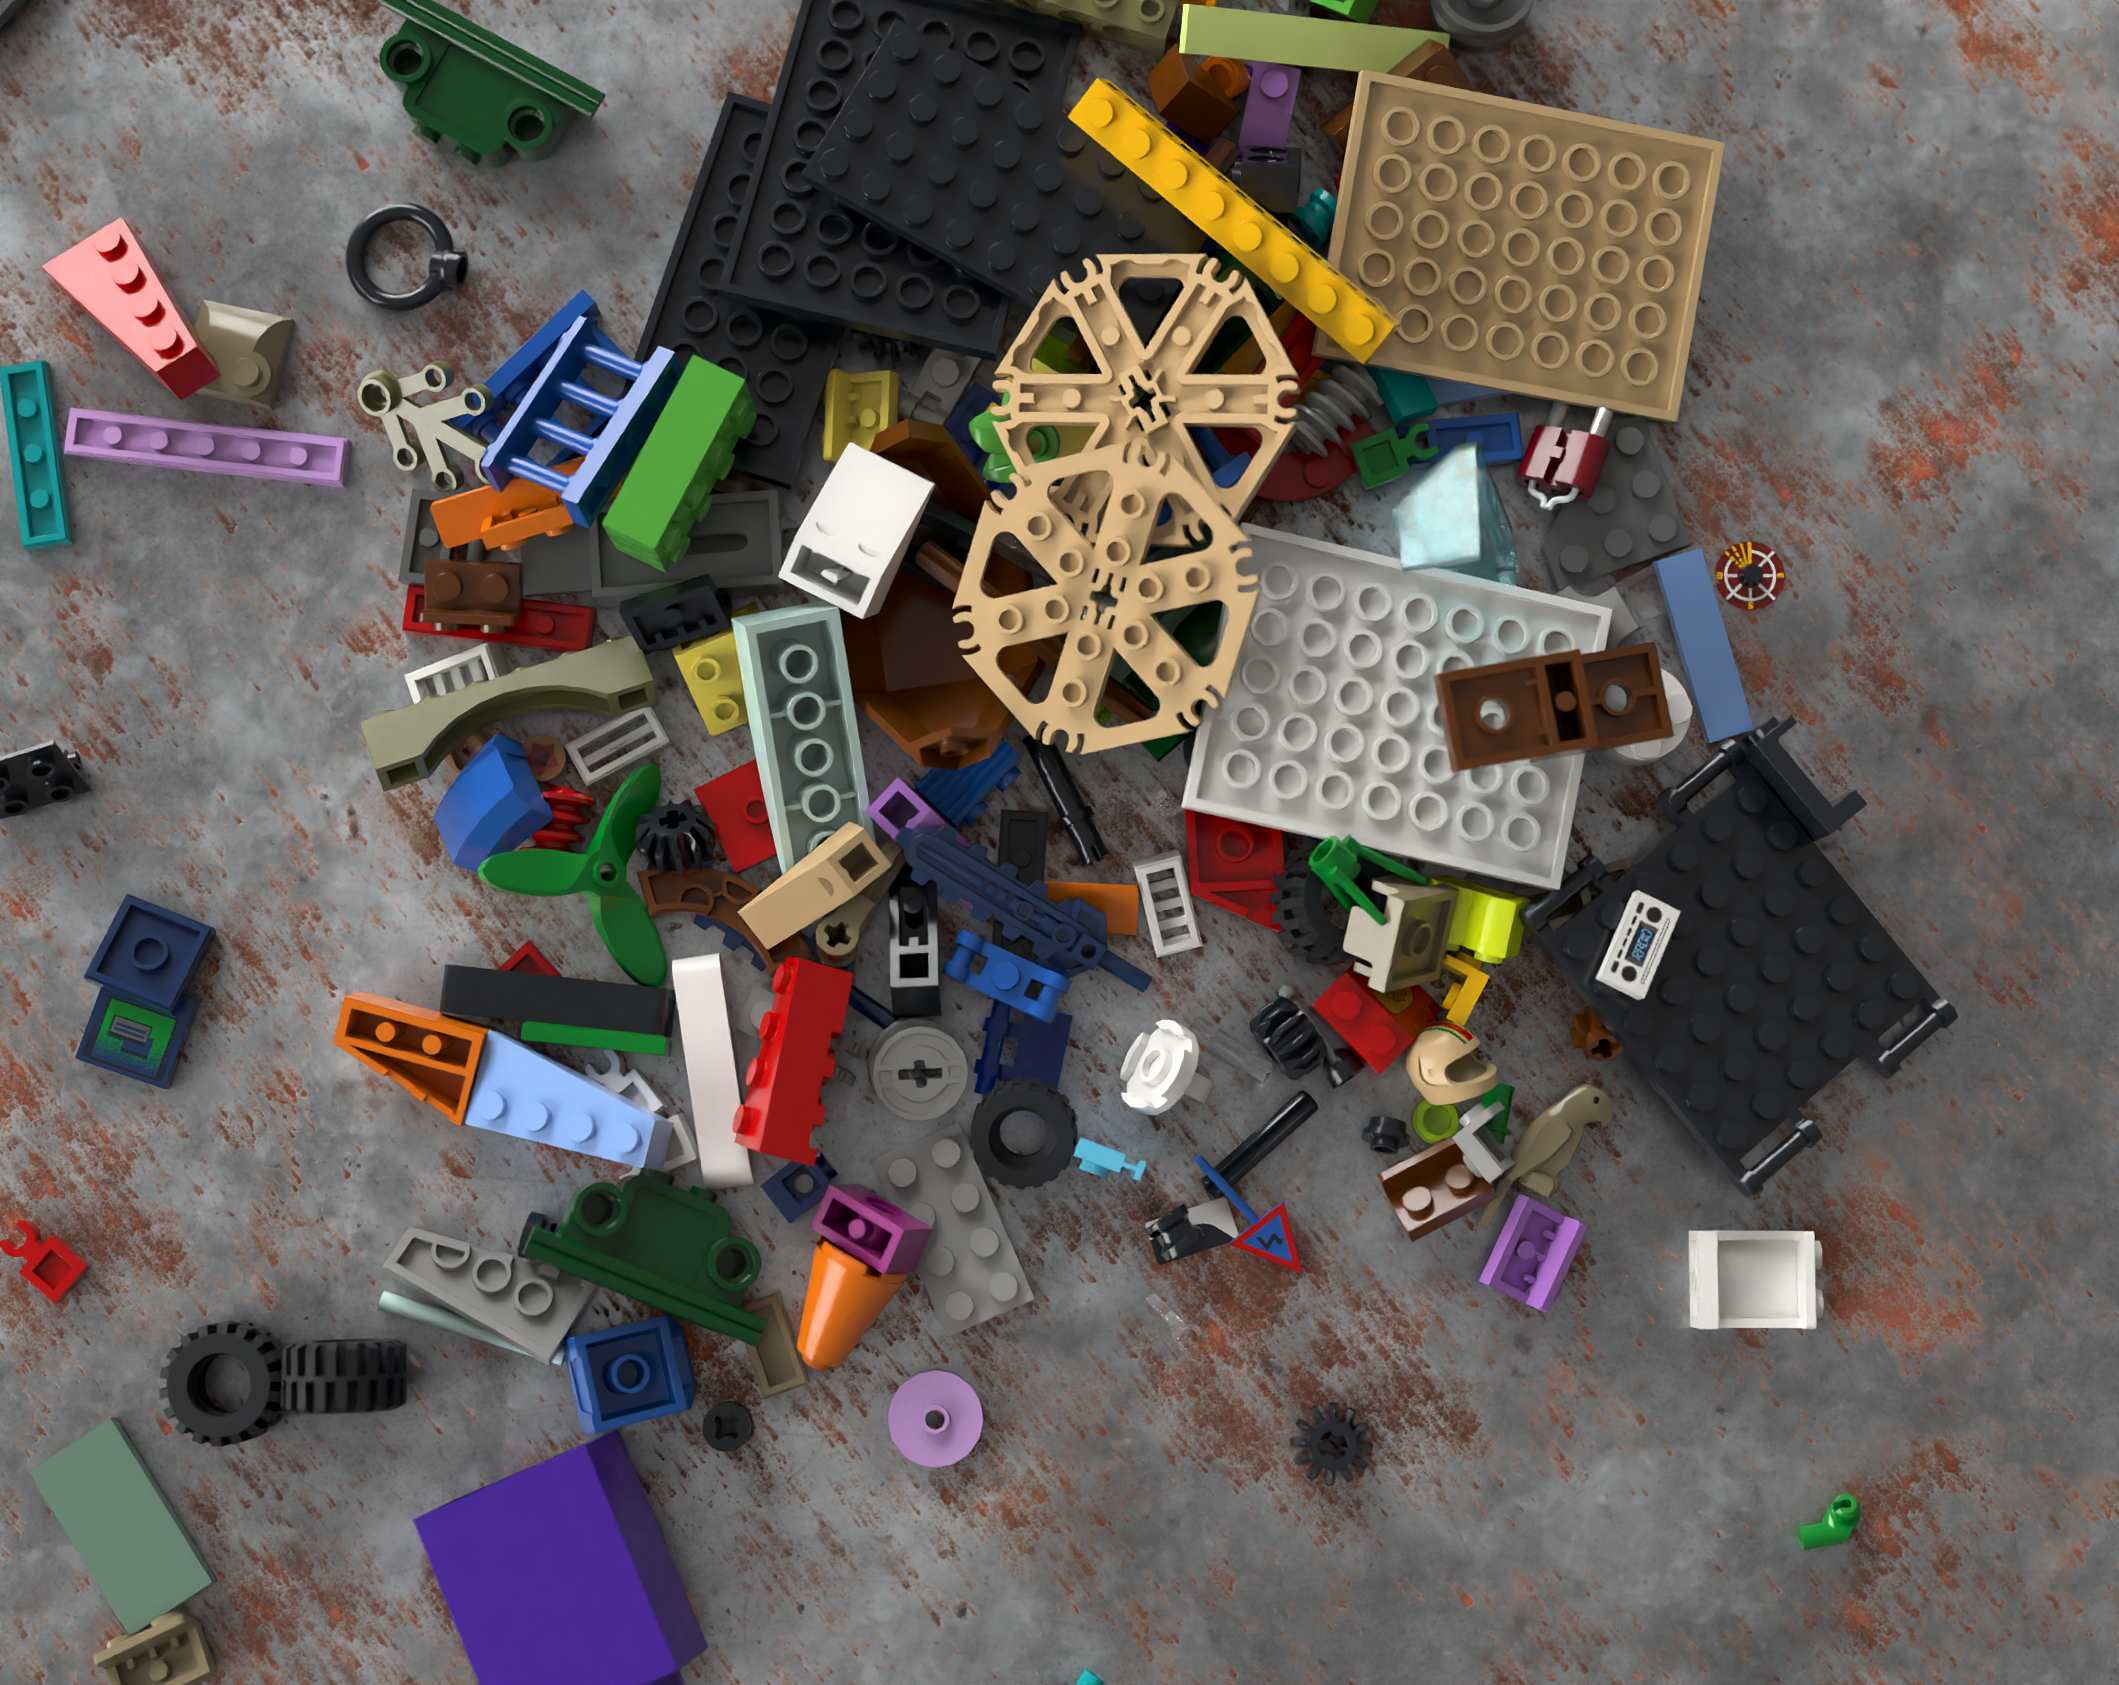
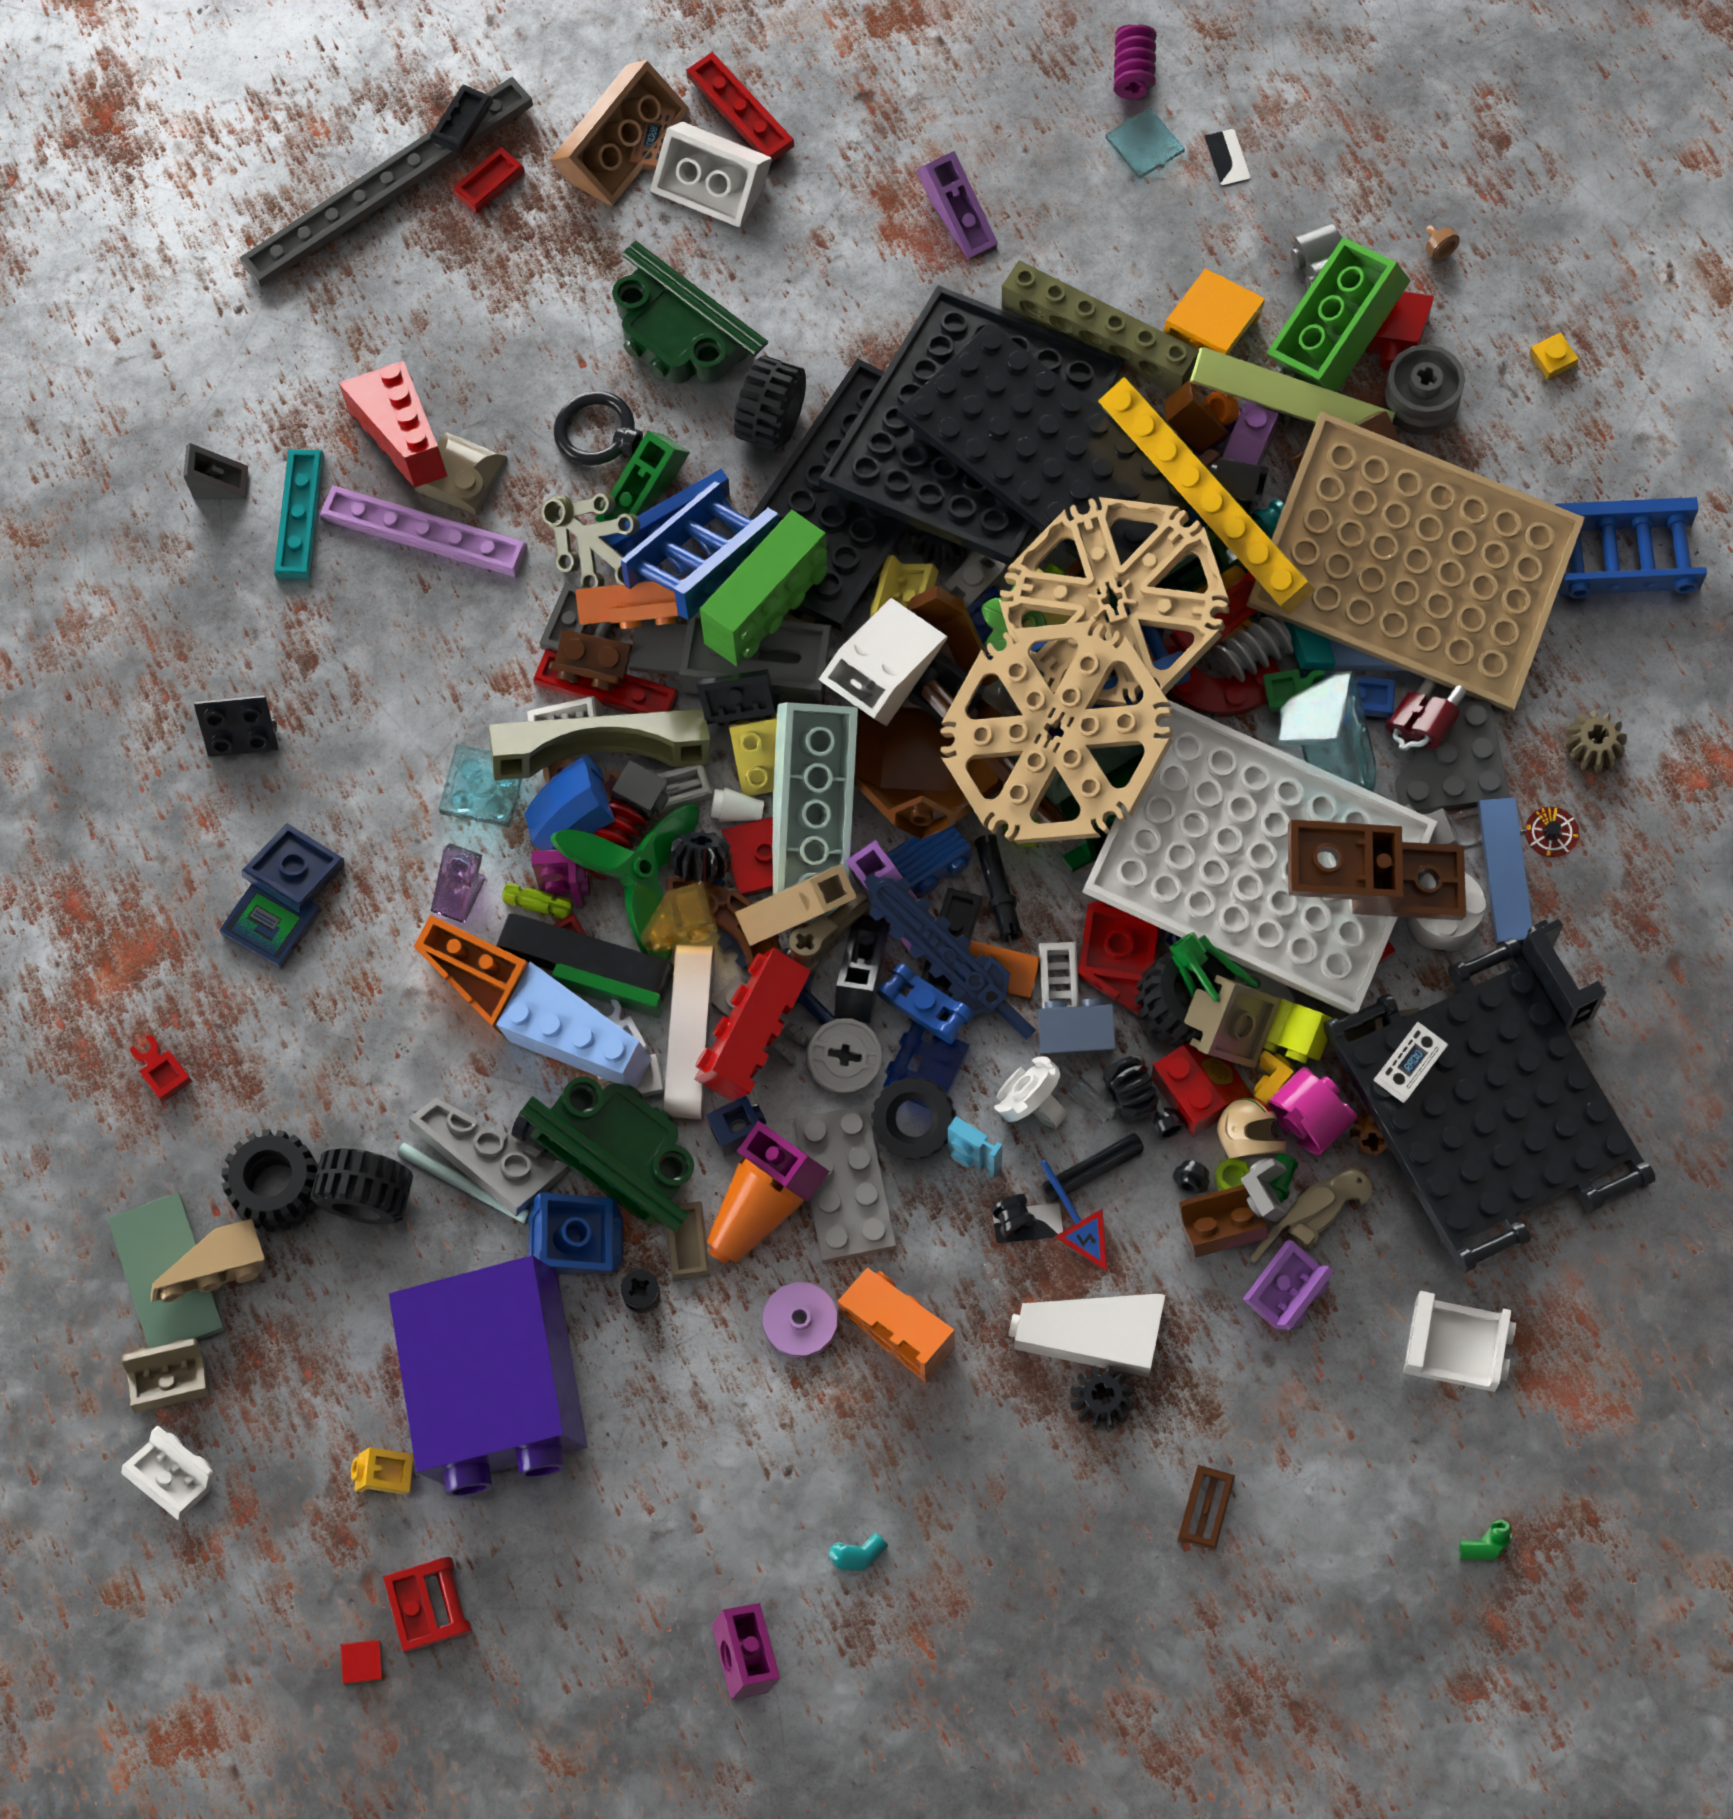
camera: 15 degrees right, 15 degrees down
(187, 1496) = (220, 1257): none -> tan slope
(355, 802) = (472, 791): none -> clear light blue plate
(369, 935) = (457, 883): none -> clear purple slope
(478, 933) = (537, 900): none -> lime axle
(484, 319) = (646, 475): none -> green slope
(496, 904) = (558, 874): none -> magenta bracket
(579, 765) = (641, 790): none -> dark grey brick
(626, 184) = (769, 403): none -> black tyre
(668, 928) = (680, 916): none -> clear yellow slope
(703, 754) = (735, 806): none -> white cone
(1060, 1402) = (898, 1323): none -> orange wedge
(1203, 970) = (1076, 1028): none -> sand blue piece
(1310, 1360) = (1093, 1331): none -> white slope
(1485, 1509) = (1197, 1539): none -> reddish brown tile
(1521, 1023) = (1312, 1111): none -> dark pink brick
(1794, 121) = (1641, 517): none -> blue fence
(1797, 431) = (1601, 730): none -> dark tan gear

